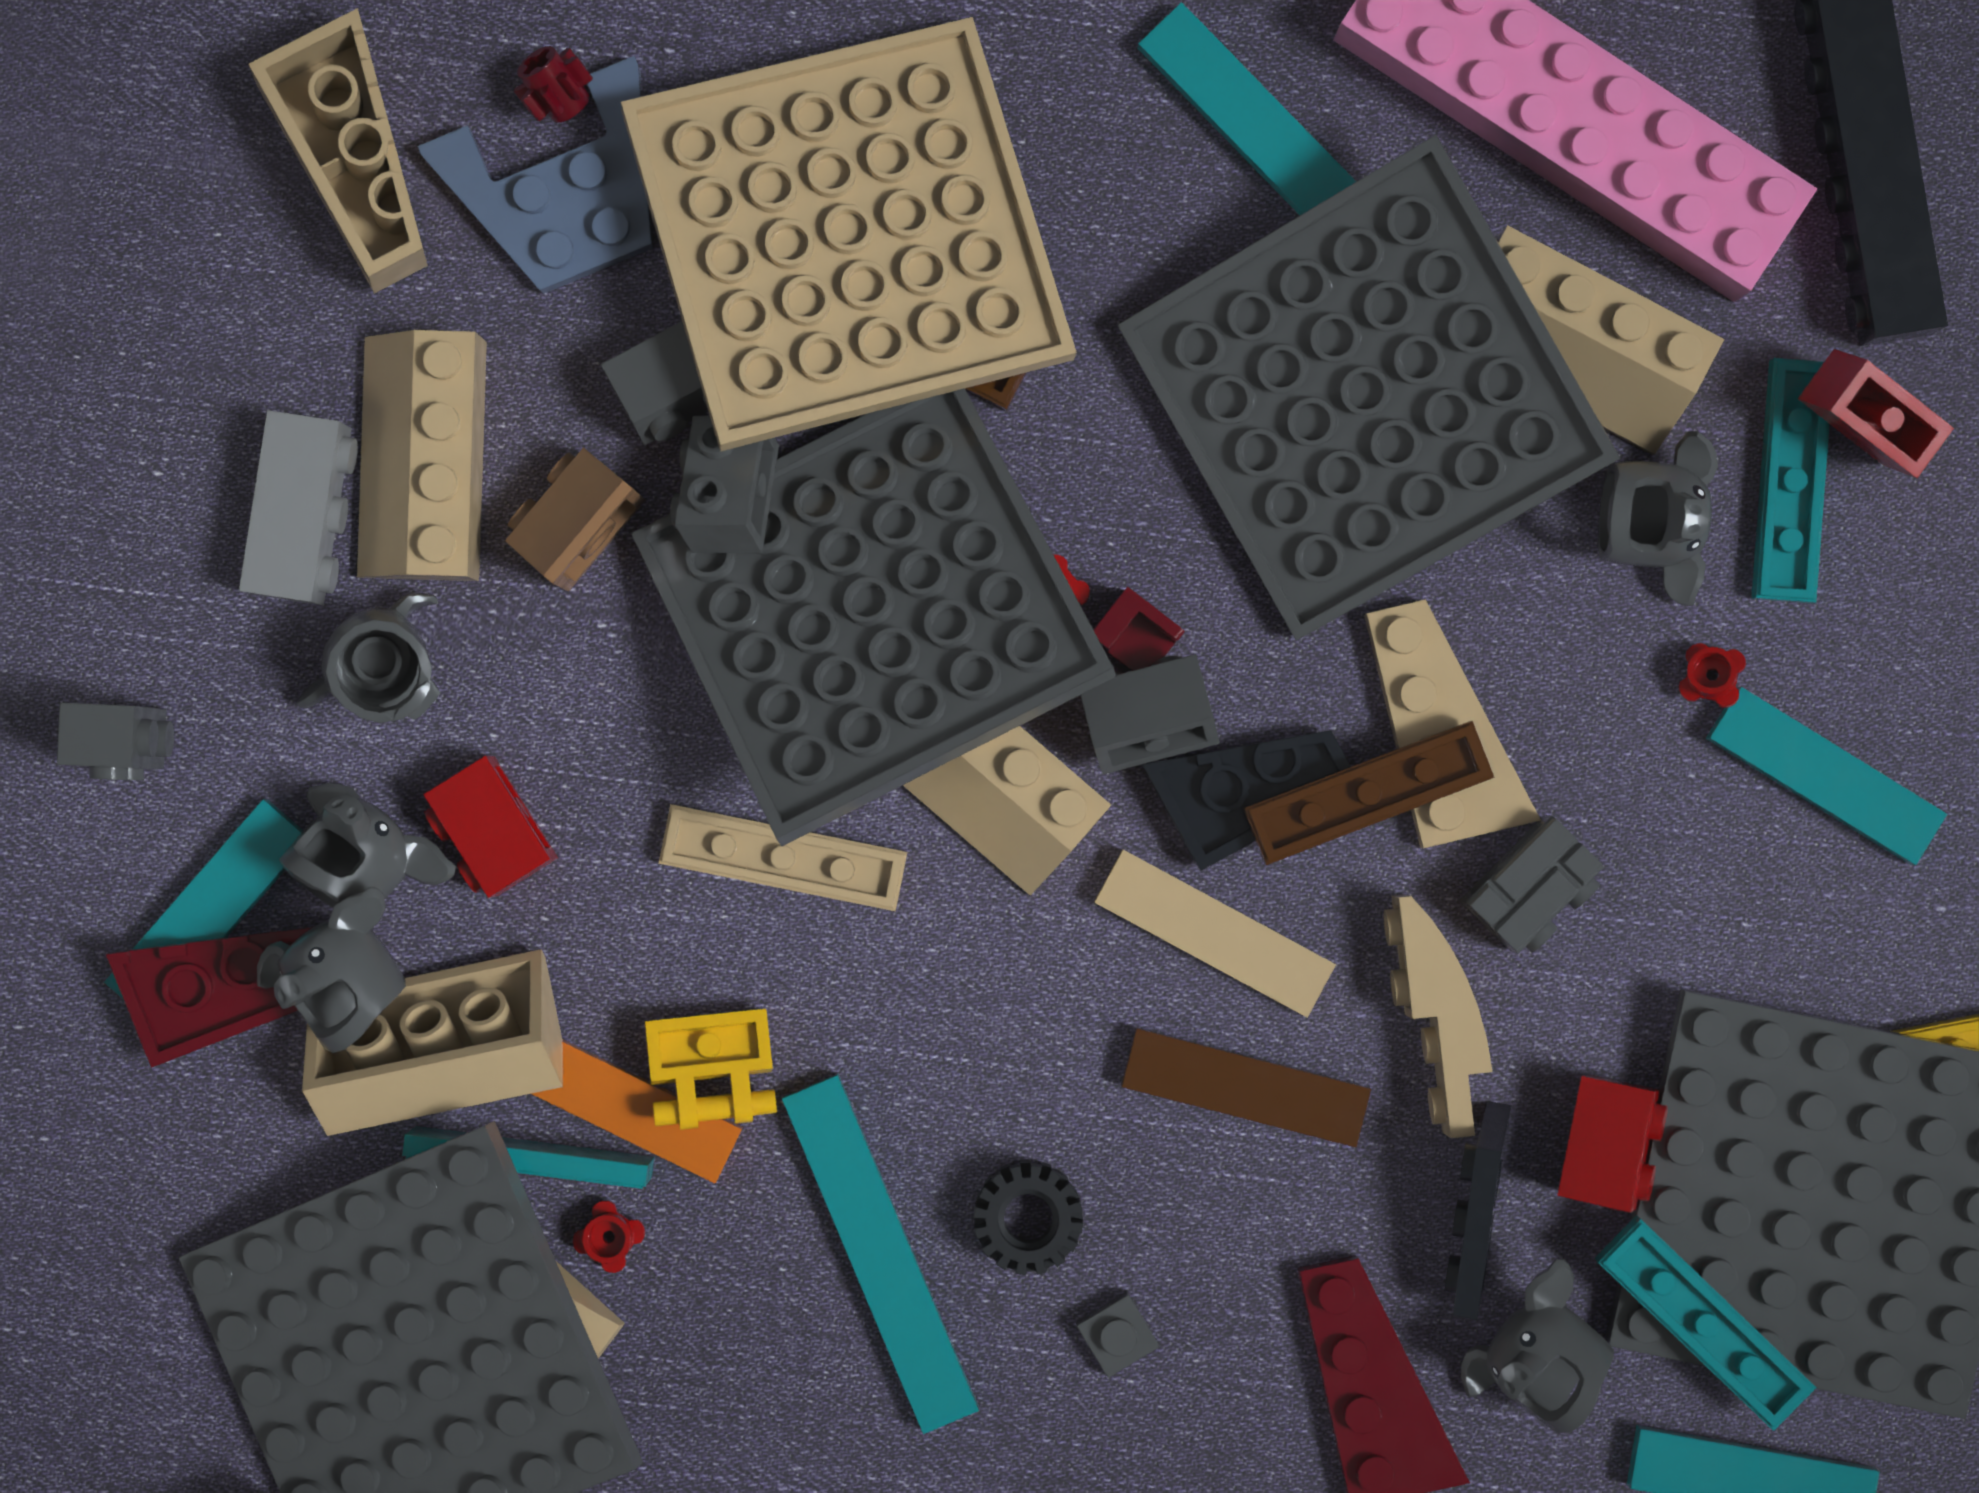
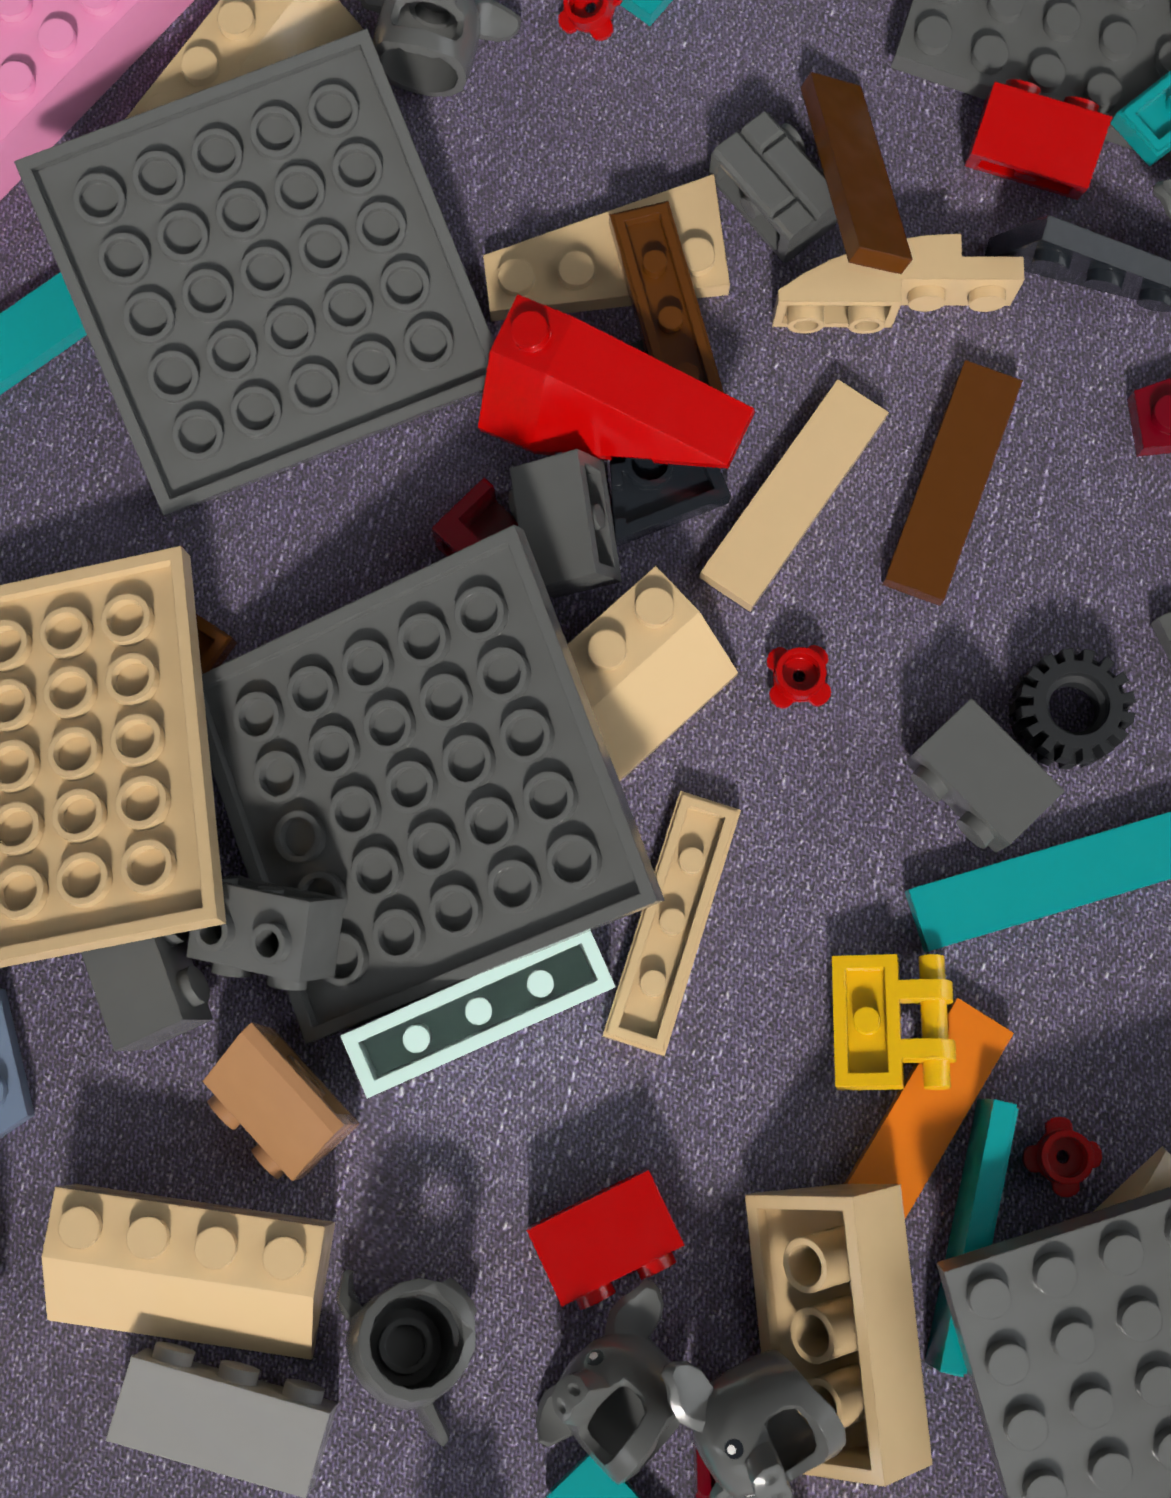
camera: 85 degrees left, 10 degrees down
(663, 675) = (475, 1013): none -> light aqua brick
(946, 1135) = (983, 778): none -> dark grey brick
(1019, 942) = (811, 663): none -> red plate
(1274, 723) = (574, 387): none -> red wedge
(1546, 960) = (855, 174): none -> reddish brown tile

